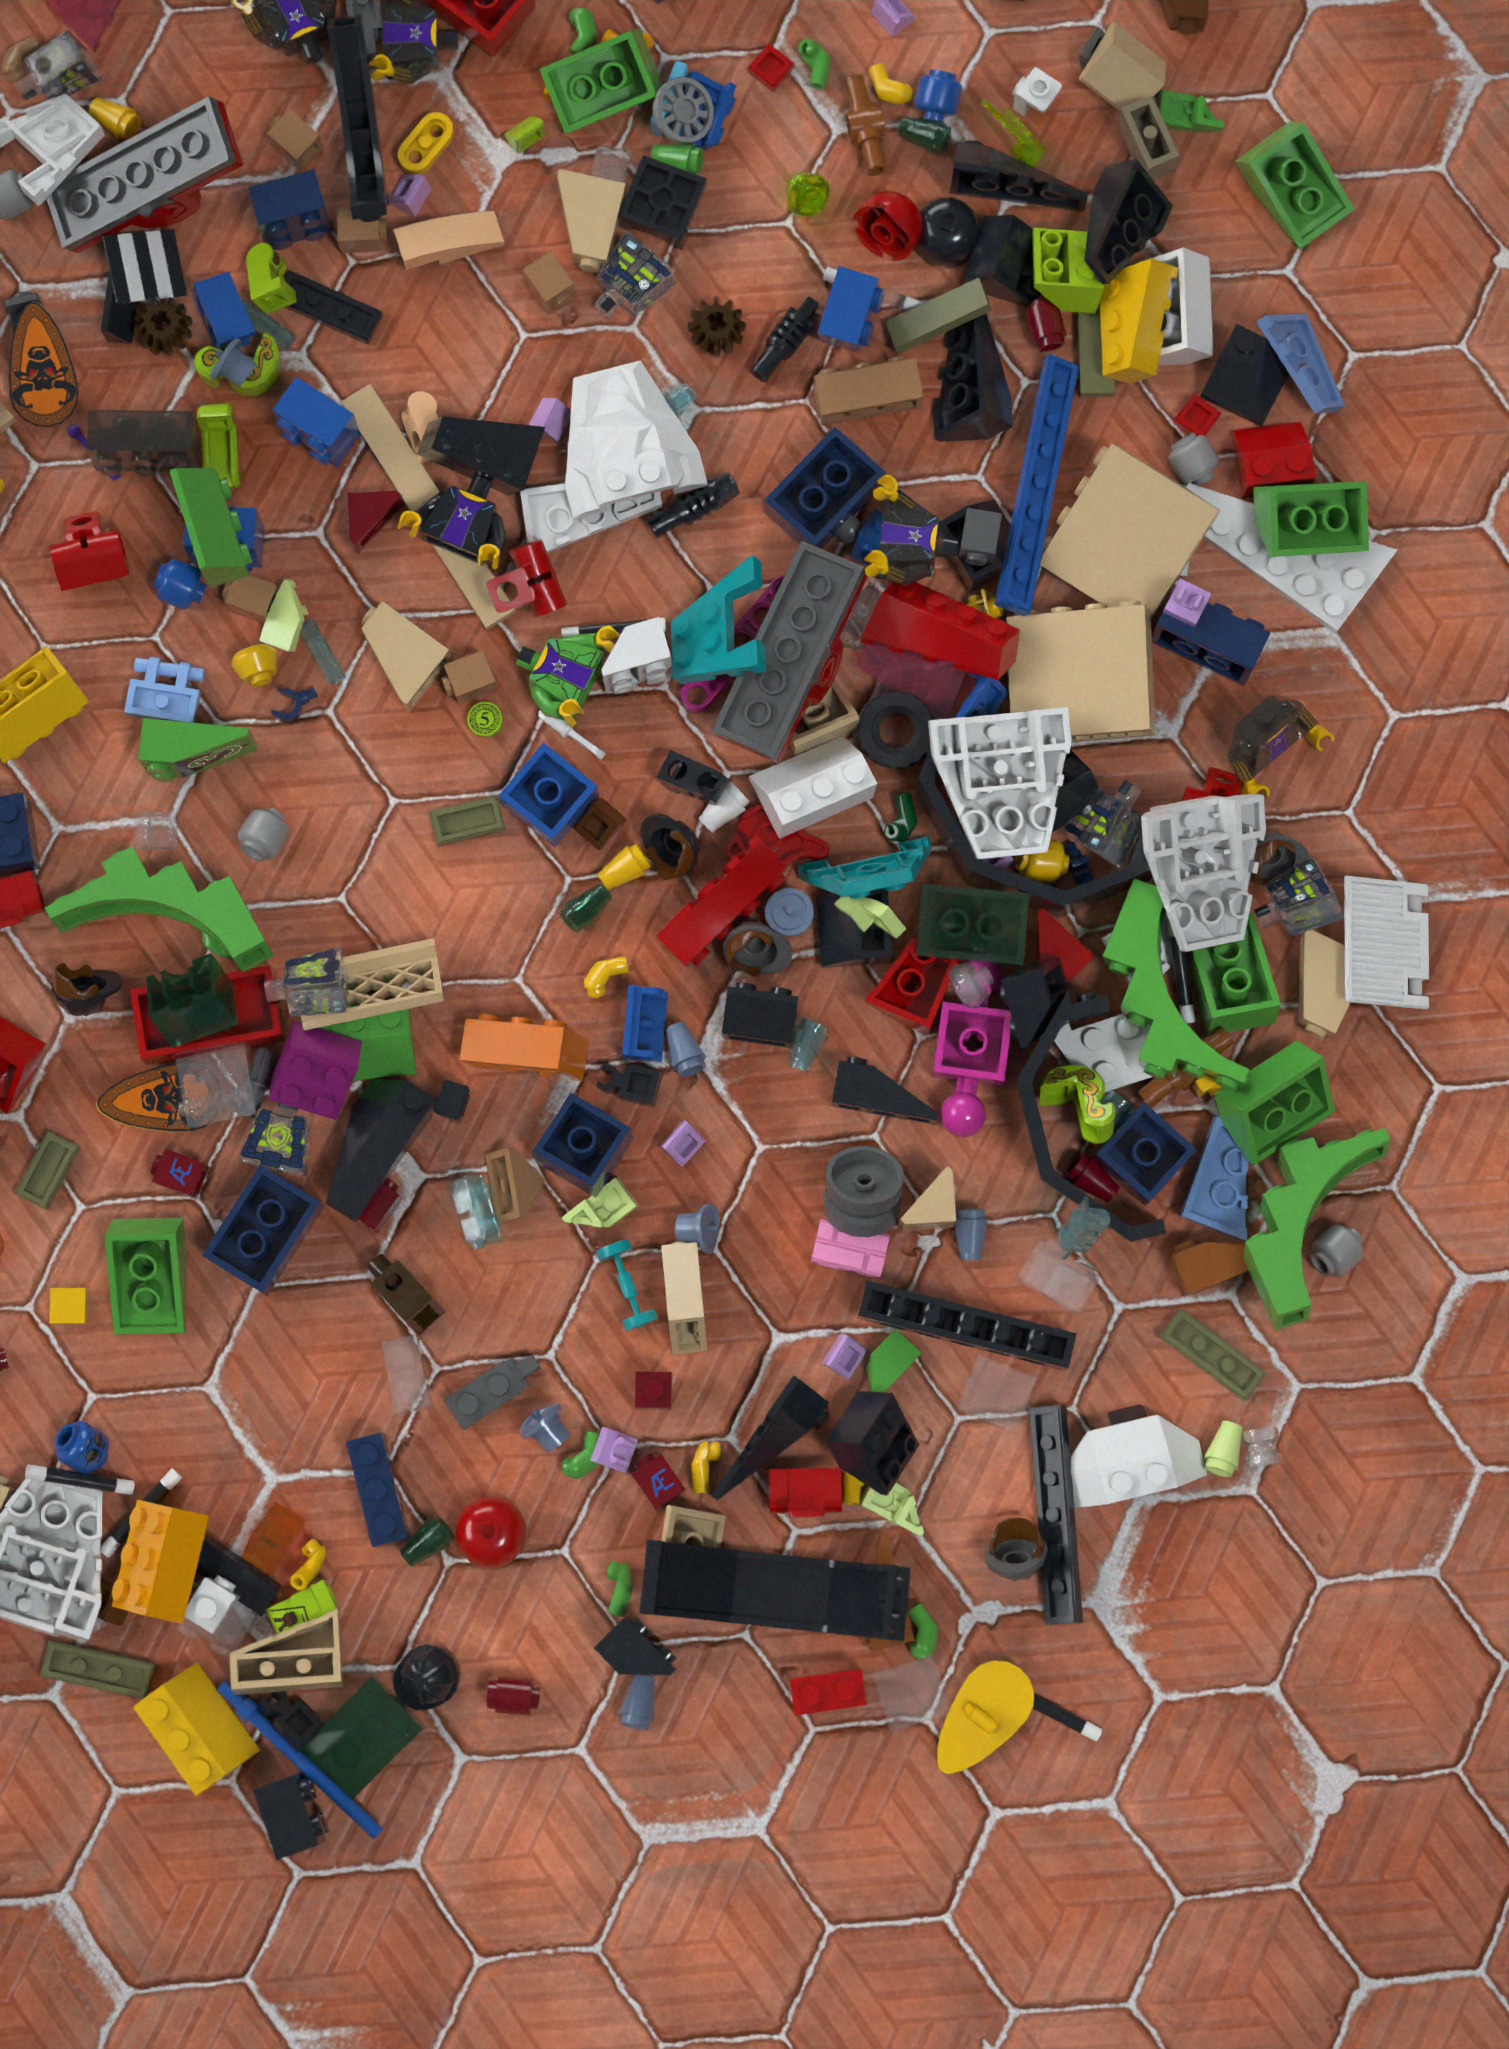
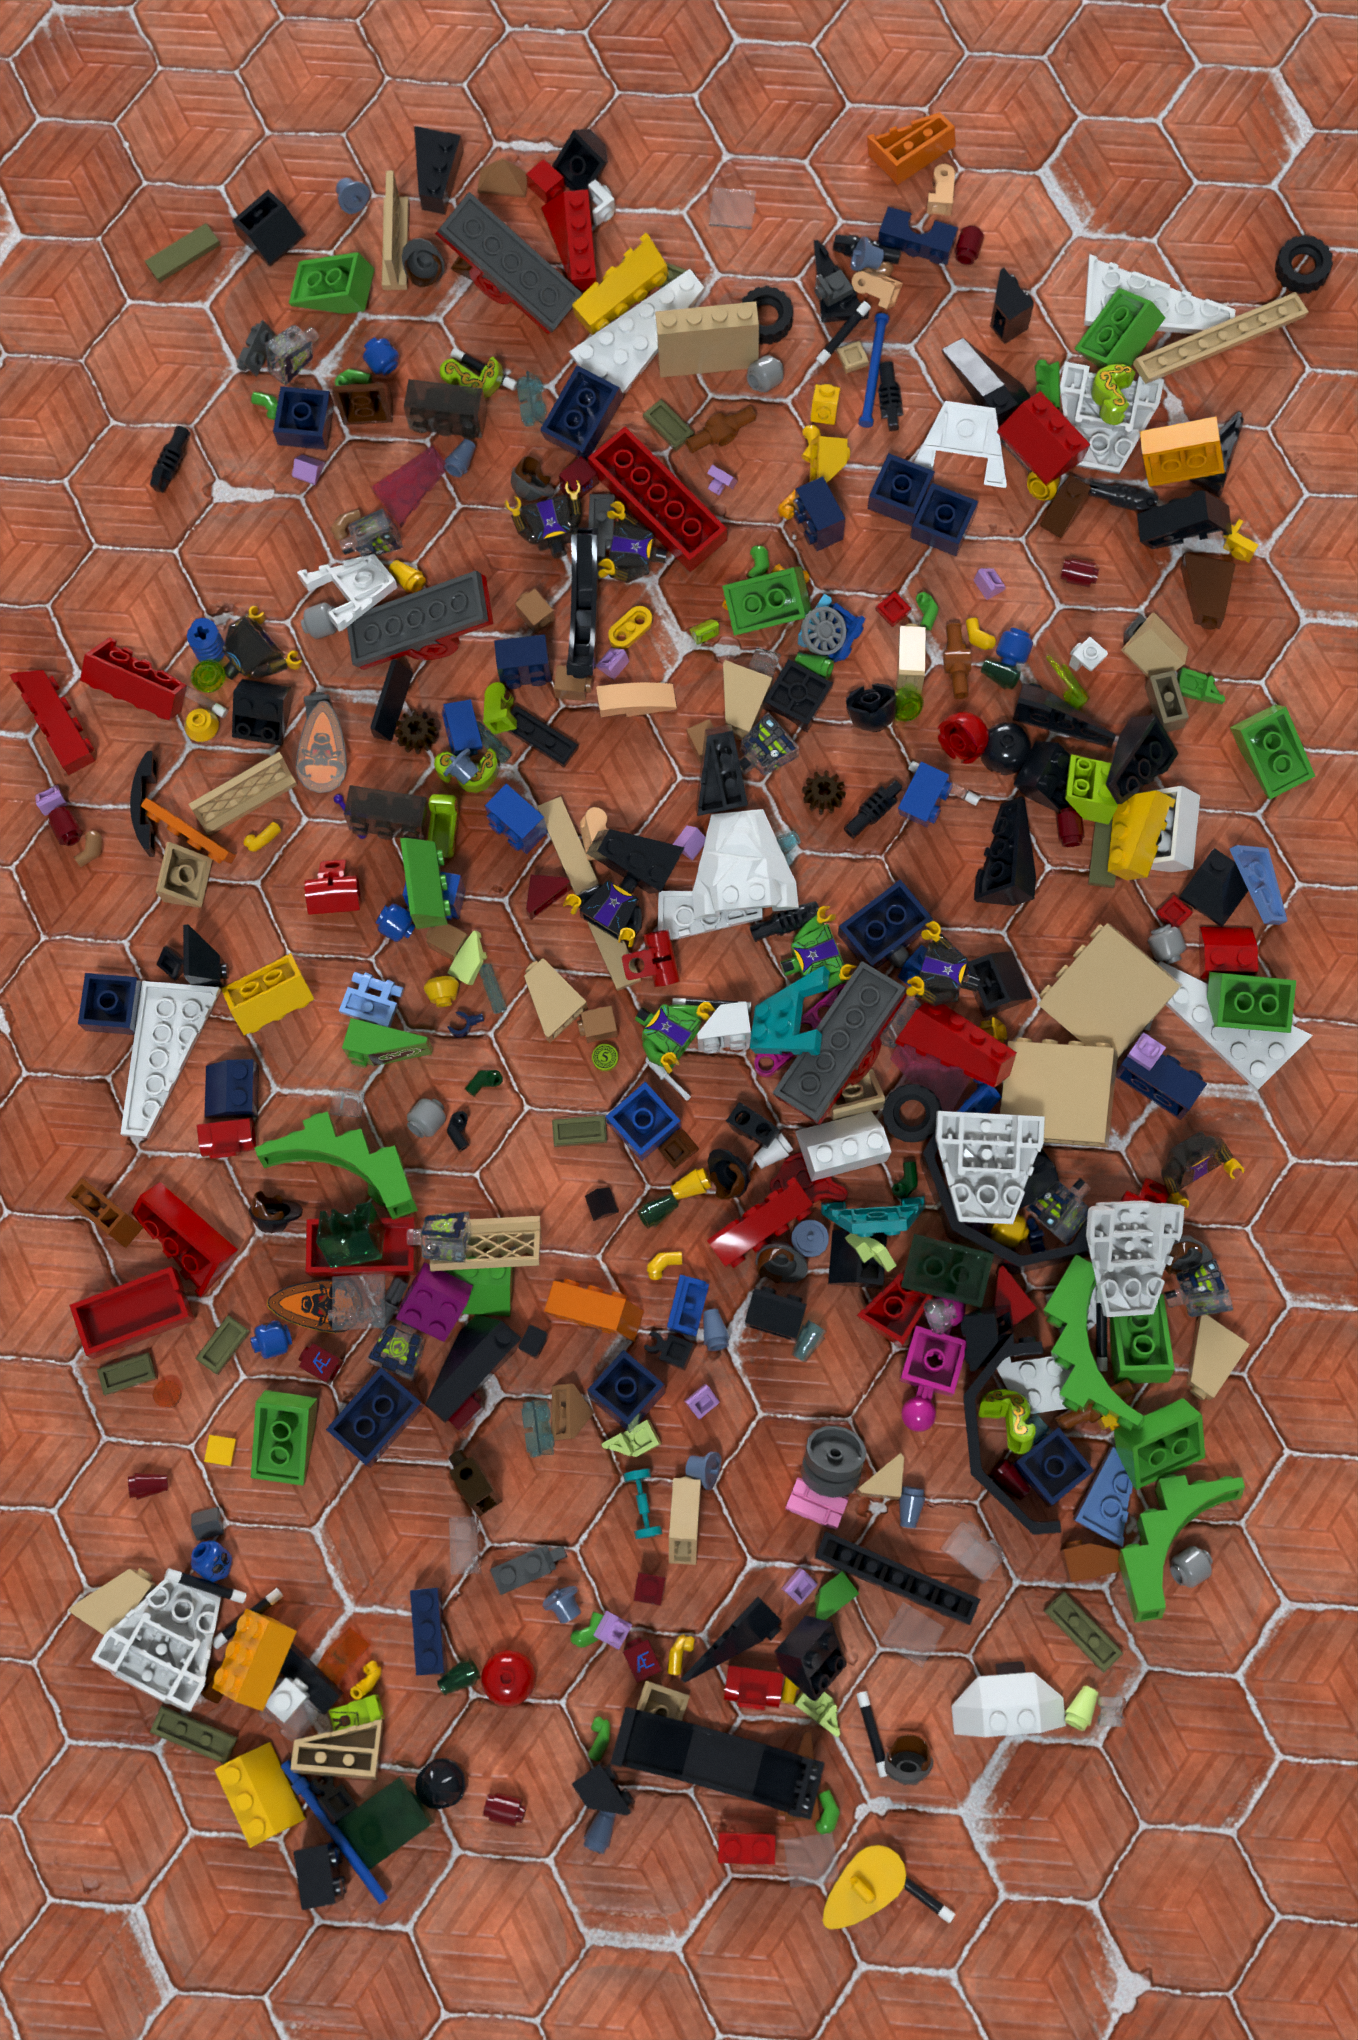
camera: 15 degrees right, 5 degrees down
(67, 1401) = (207, 1524): none -> dark grey slope
(110, 1153) = (271, 1339): none -> blue head
(145, 265) = (410, 686): sticker -> none
(305, 843) = (456, 1129): none -> black arm
(331, 772) = (484, 1078): none -> dark green arm
(511, 910) = (601, 1203): none -> black slope
(576, 320) = (720, 773): none -> black wedge
(739, 533) = (816, 948): none -> torso
(763, 204) = (872, 708): none -> black cylinder
(804, 129) = (911, 657): none -> slope
(868, 390) = (929, 856): medium nougat brick -> none
(872, 1092) = (850, 1384): black slope -> none
(938, 315) = (990, 808): olive tile -> none
(964, 1522) = (872, 1732): none -> black bar
(980, 536) = (996, 978): dark grey brick -> none
(1036, 485) = (1045, 946): blue tile -> none
(1056, 1514) = (944, 1738): black tile -> none
(1082, 1229) = (996, 1518): clear light blue hinge -> none
(1385, 942) = (1262, 1334): white window -> none

